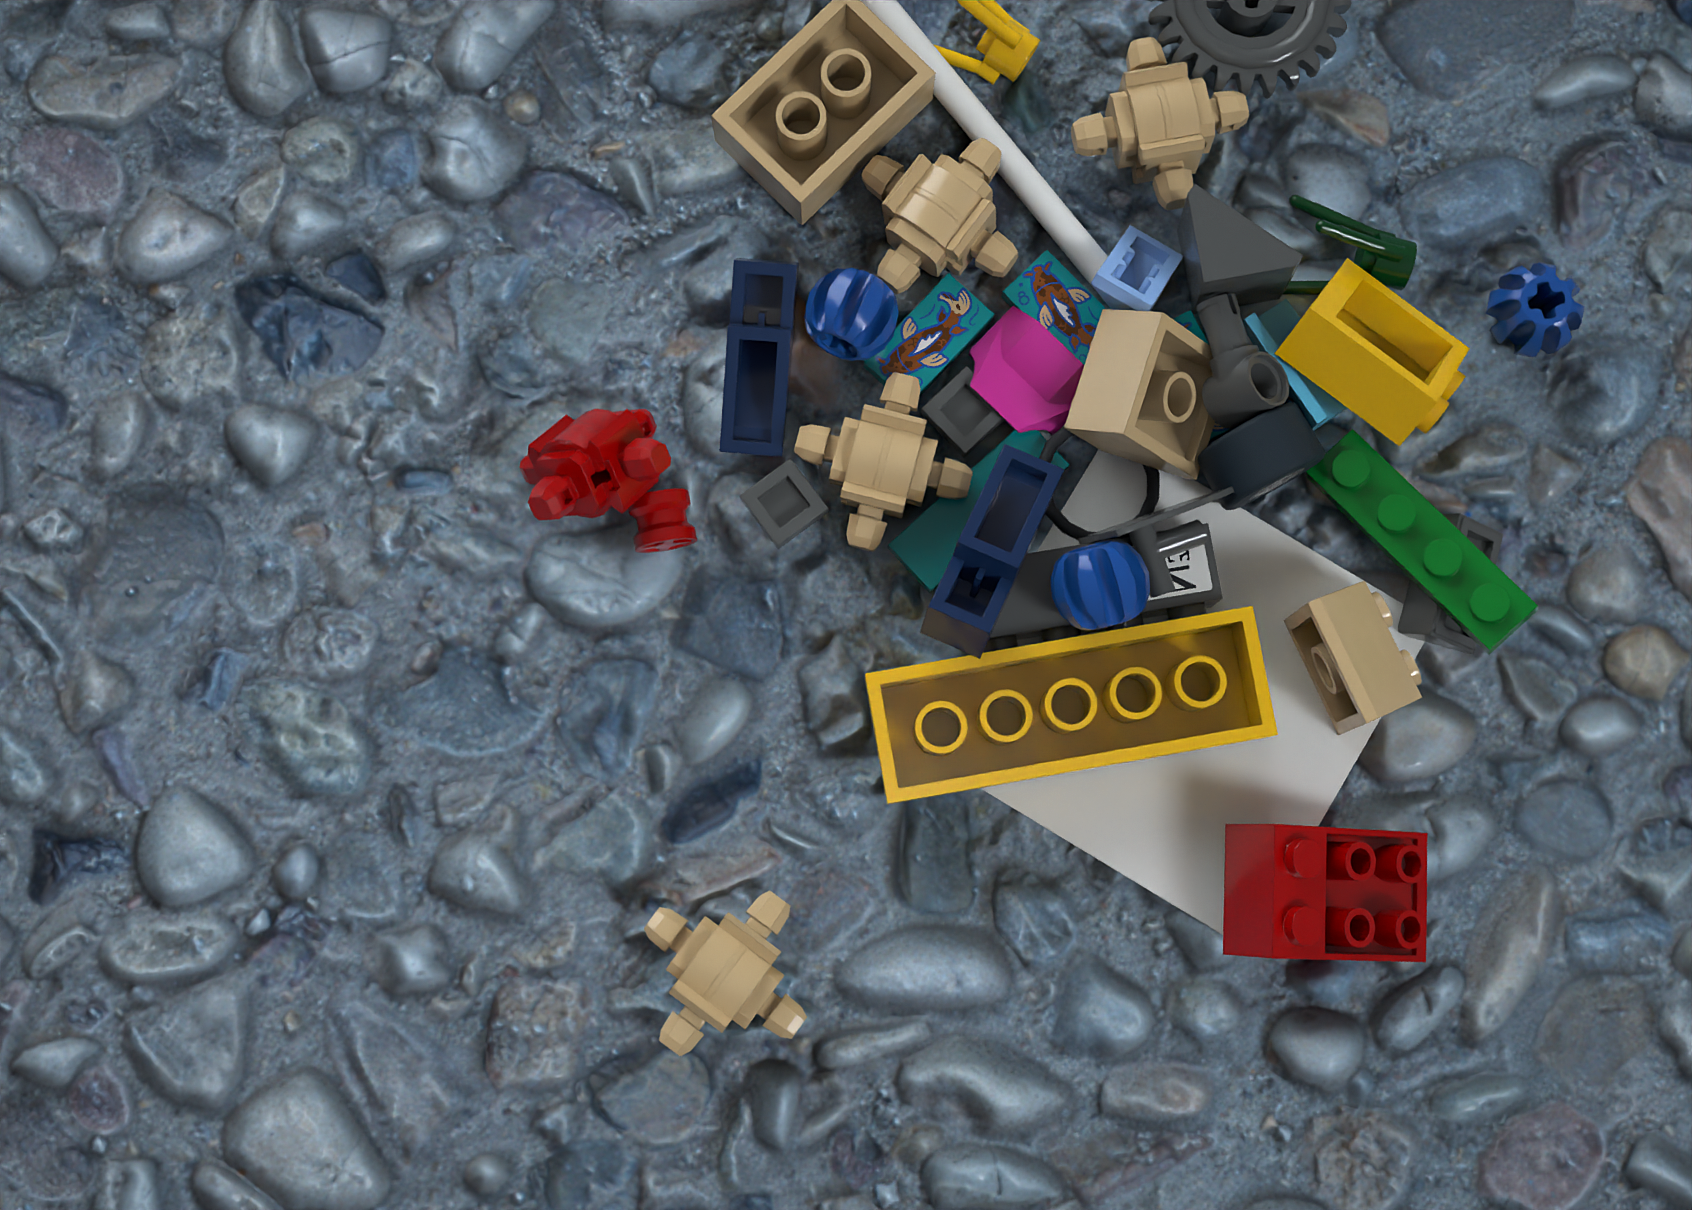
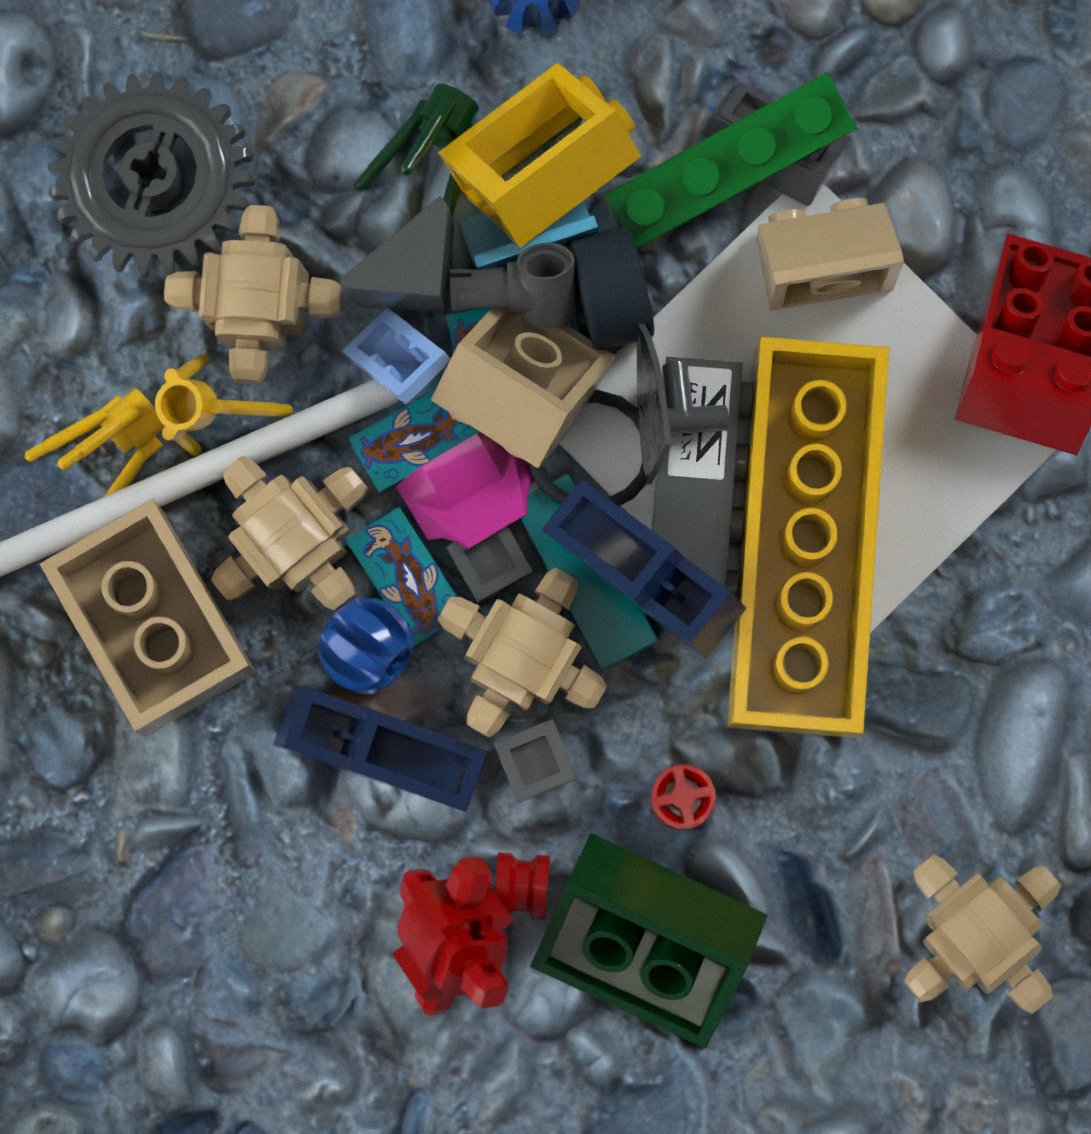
camera: 70 degrees left, 0 degrees up
(641, 652) = (649, 940): none -> dark green slope
(780, 642) = (690, 785): none -> red wheel
(1034, 83) = (192, 405): none -> yellow plant
(1100, 585) = (707, 474): blue piece -> none

